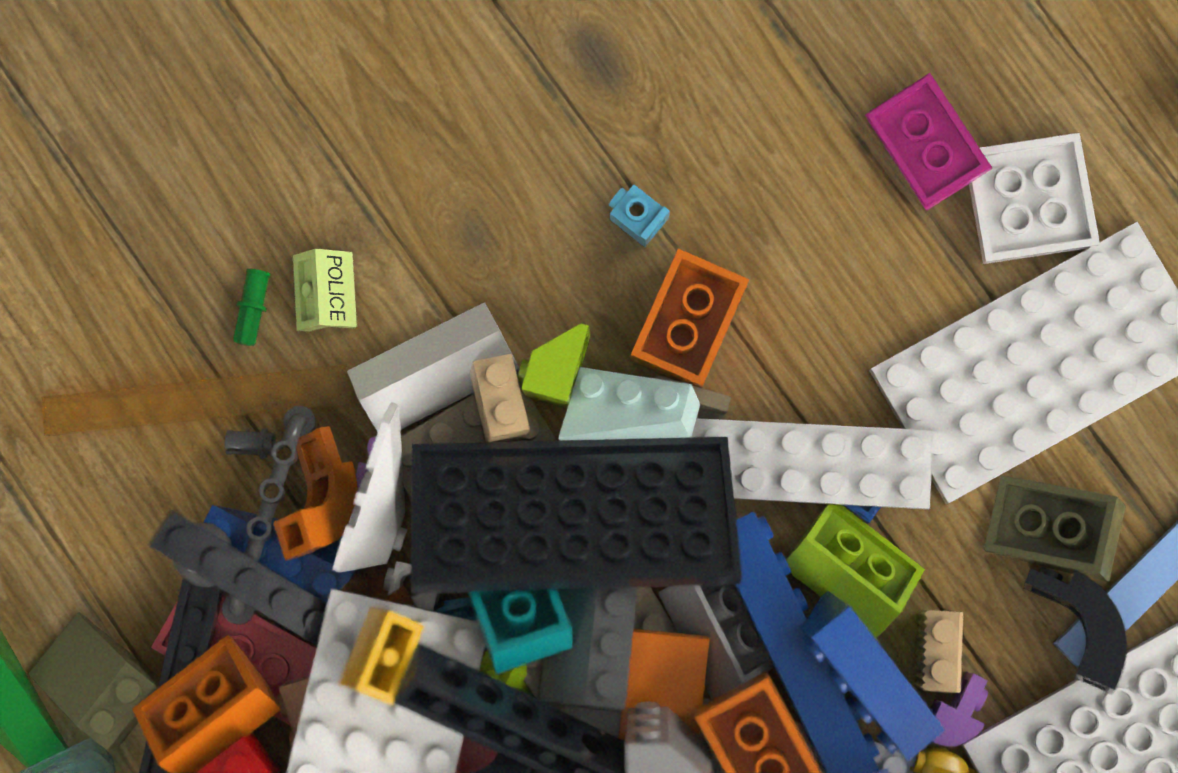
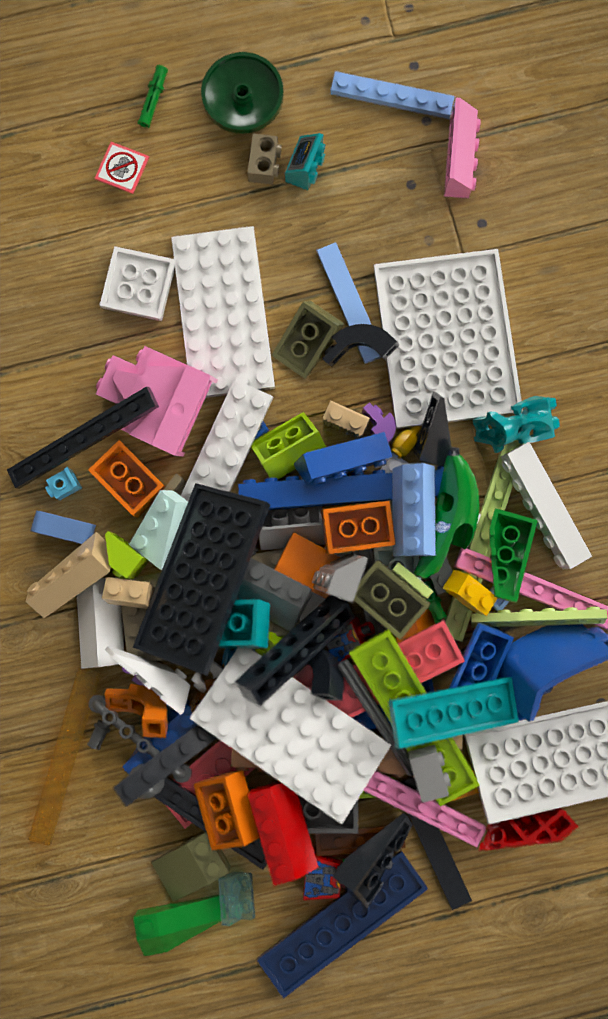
camera: 70 degrees left, 0 degrees up
(251, 307) = (26, 707): green axle -> none
(324, 289) = (33, 664): yellowish green panel -> none
(381, 654) = (233, 704): yellow brick -> none
(490, 293) = (70, 576): none -> tan wedge
(565, 245) = (62, 527): none -> medium blue beam
(730, 219) = (83, 437): none -> black plate
(845, 310) = (176, 388): none -> bright pink panel
(928, 141) = (87, 322): dark pink tile -> none

